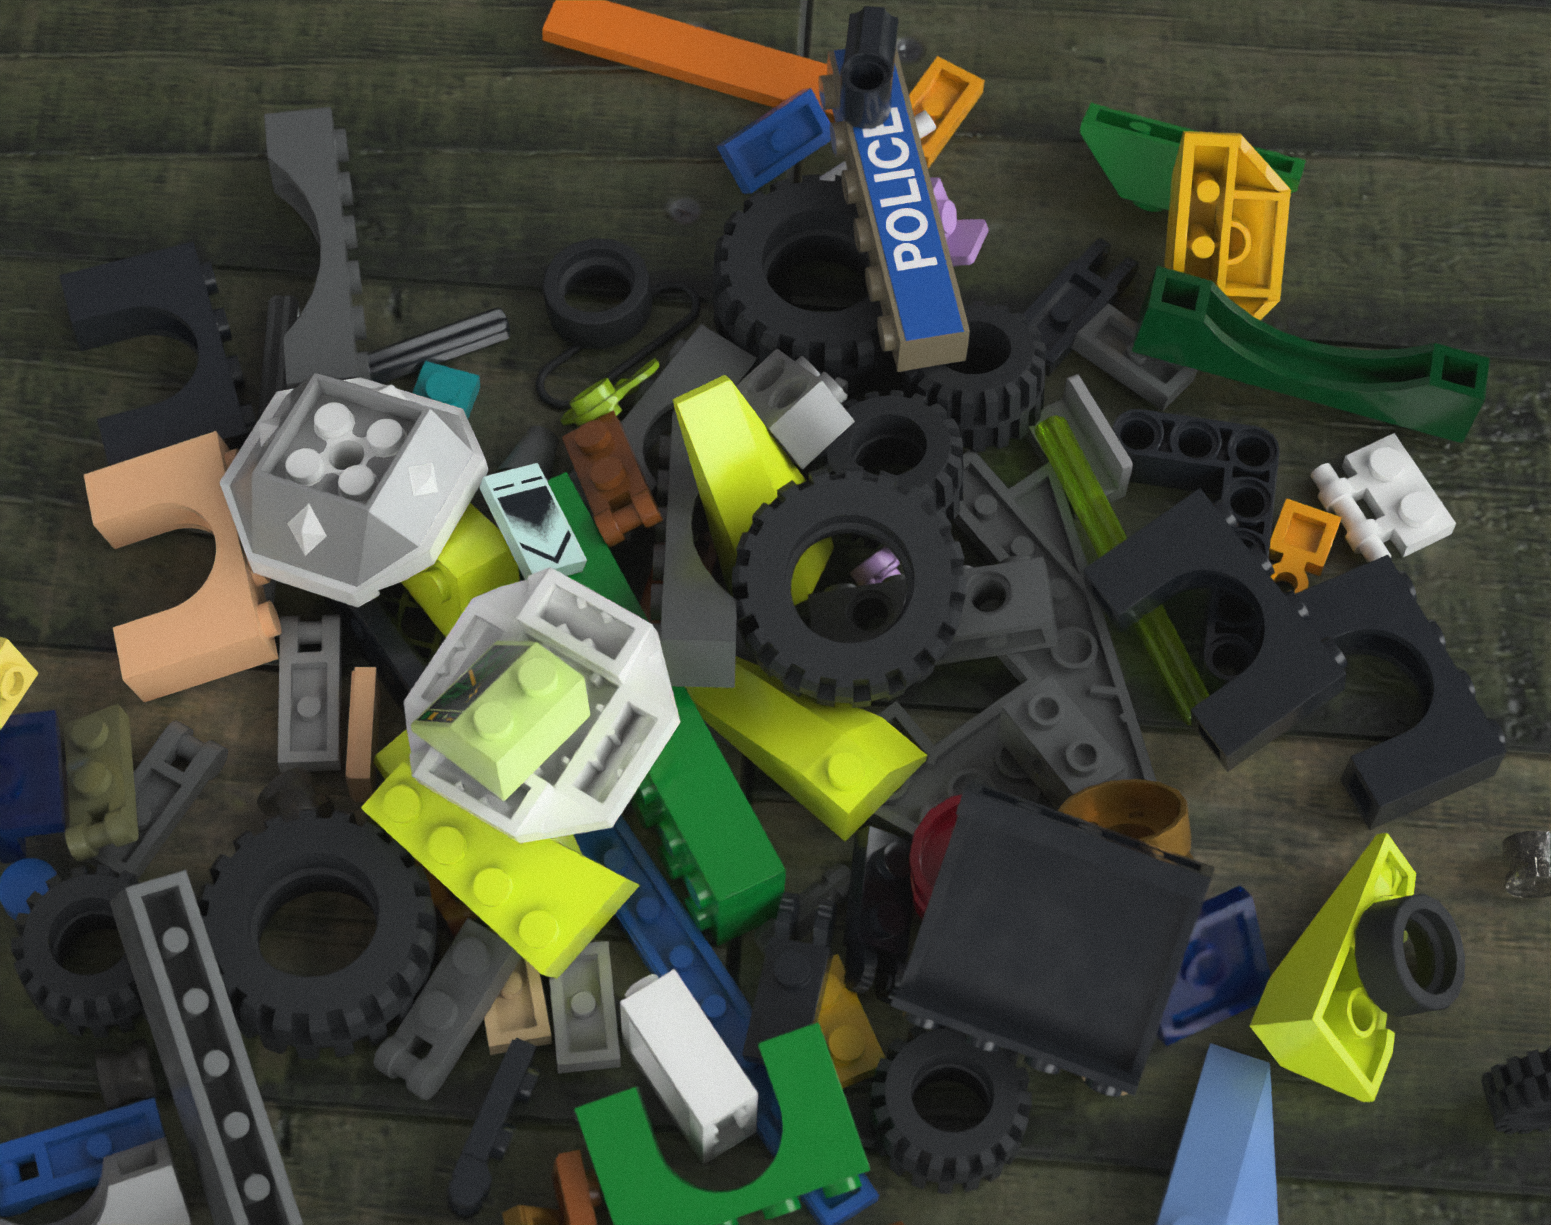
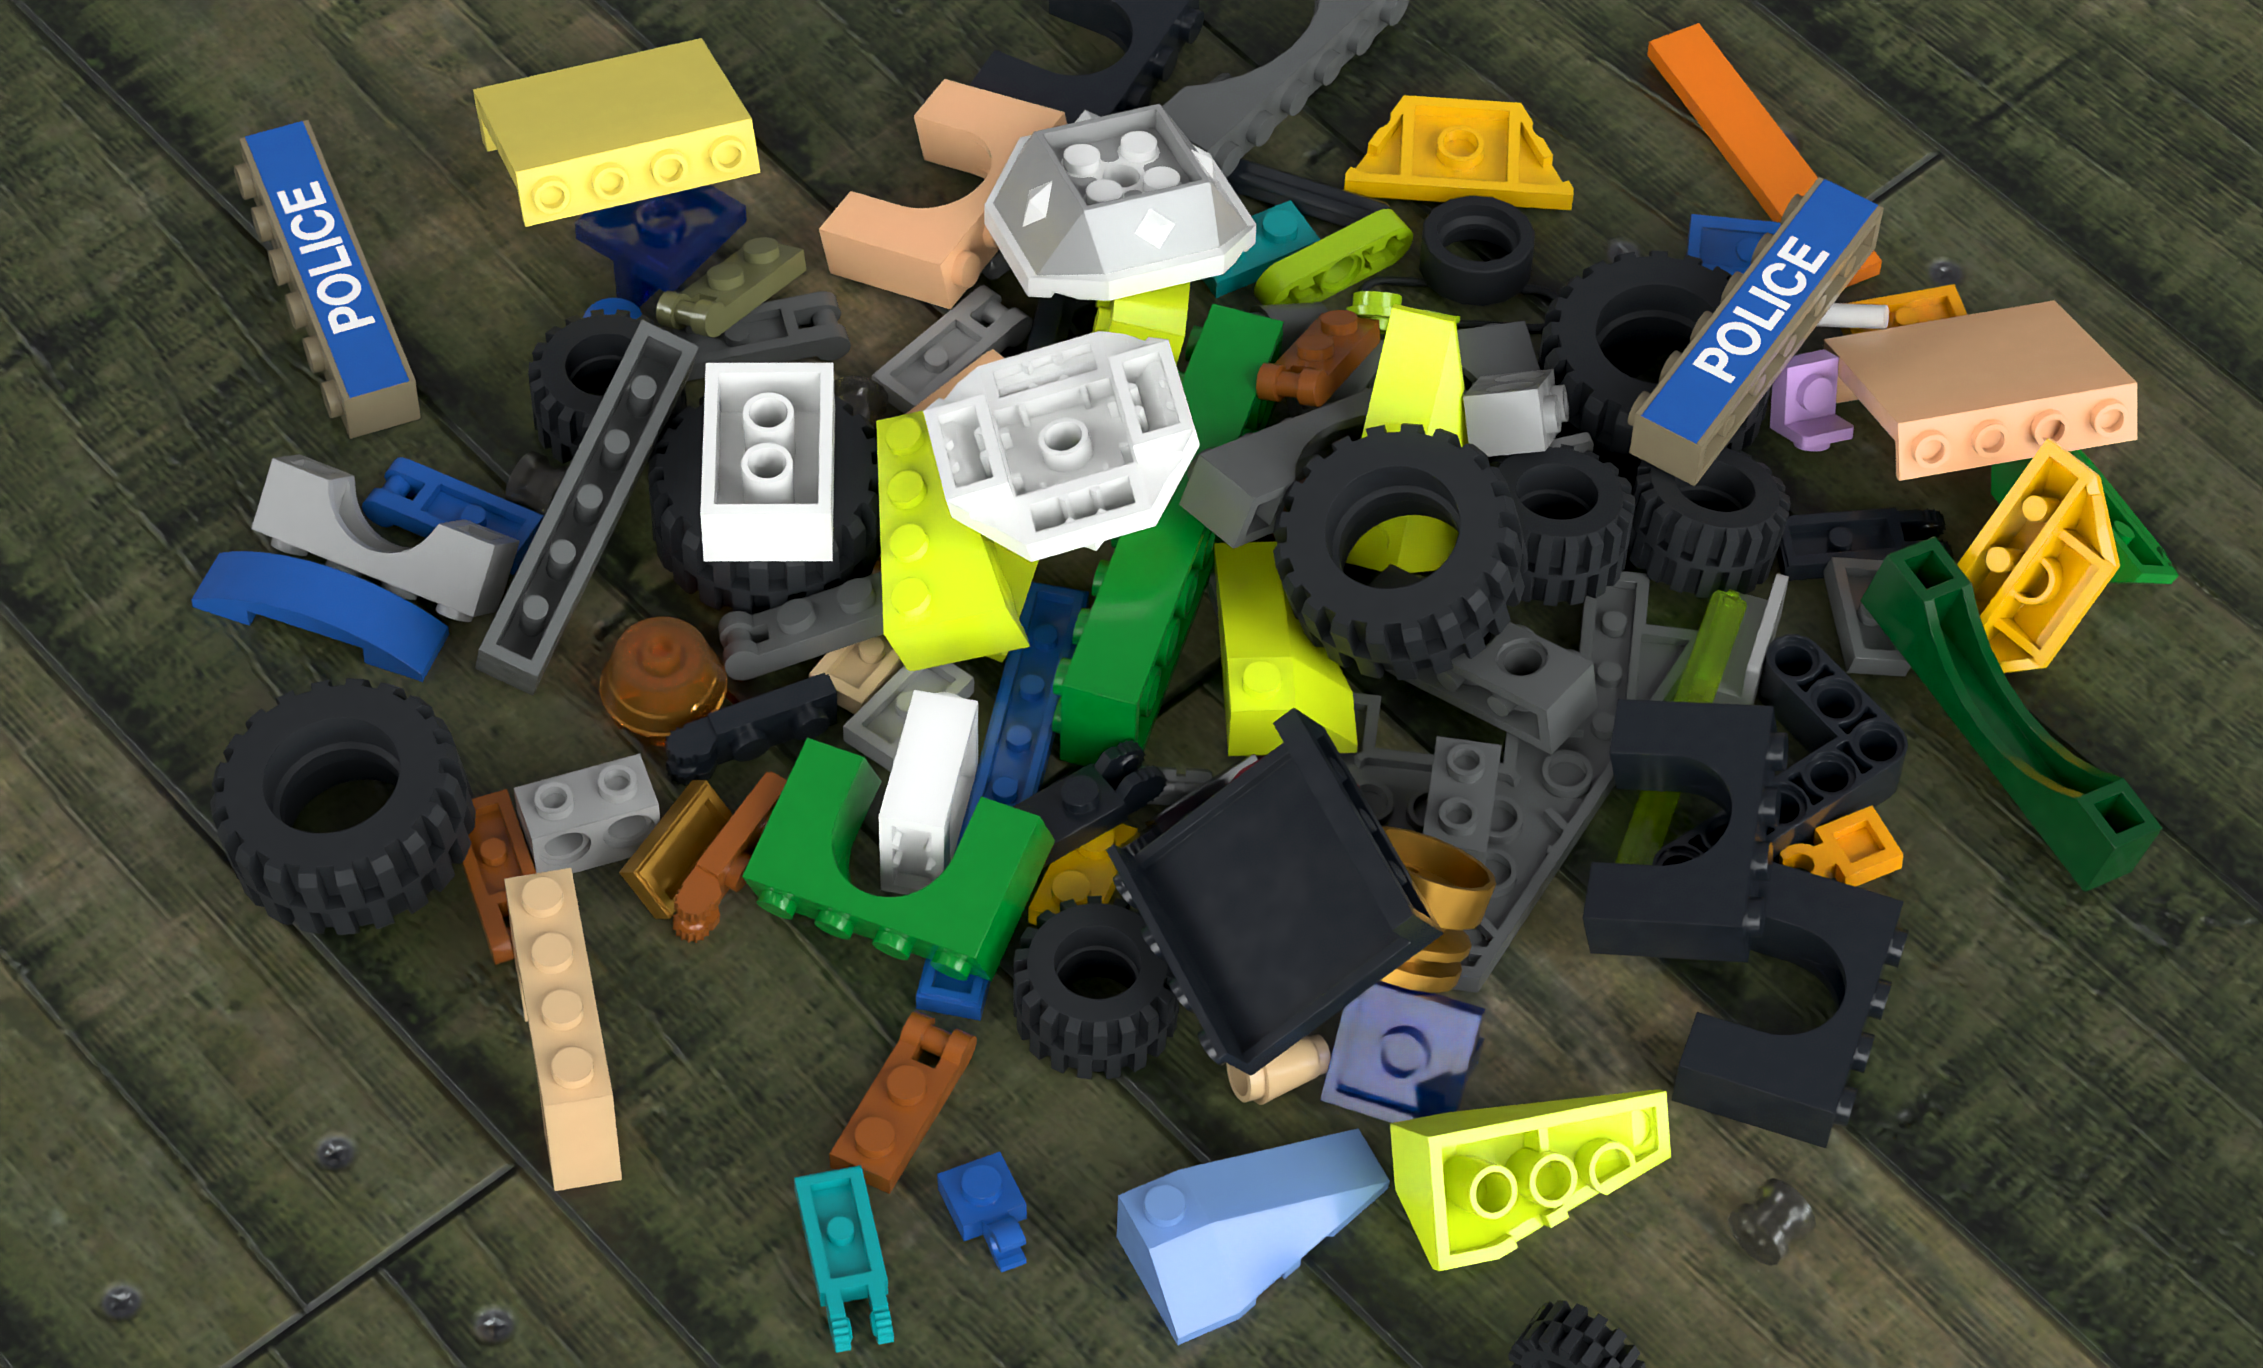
camera: 45 degrees right, 10 degrees down
(333, 916) = (768, 462): none -> white brick
(386, 1151) = (662, 678): none -> clear orange cone
(506, 226) = (1458, 150): none -> yellow wing
(506, 714) = (1025, 416): yellowish green slope -> none
(510, 386) = (1336, 261): none -> lime beam
(532, 521) = (1212, 328): light aqua tile -> none
(868, 67) = (1821, 202): black piece -> none
(1061, 118) = (1986, 387): none -> light nougat panel
(1383, 962) = (1623, 1197): black tyre -> none
(1394, 492) = (1982, 886): white plate -> none

